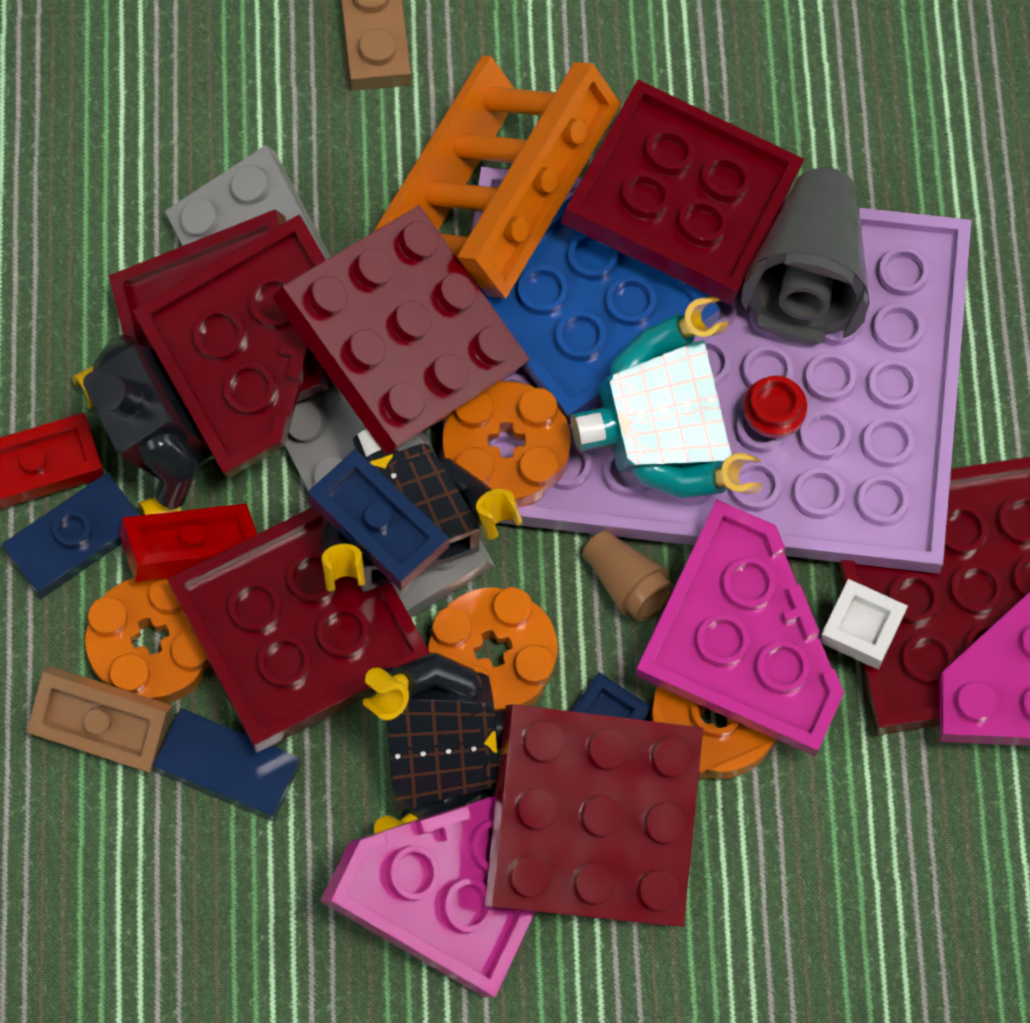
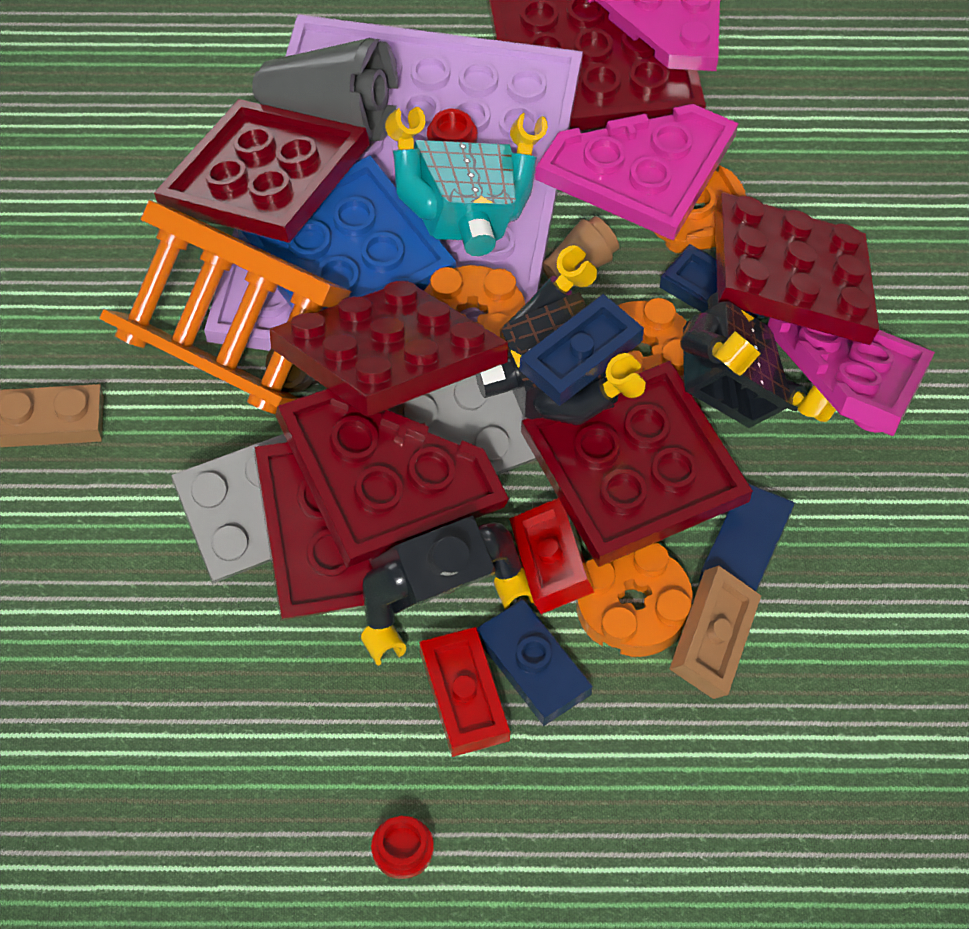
camera: 85 degrees left, 10 degrees down
(863, 624) = (631, 94): white plate -> none

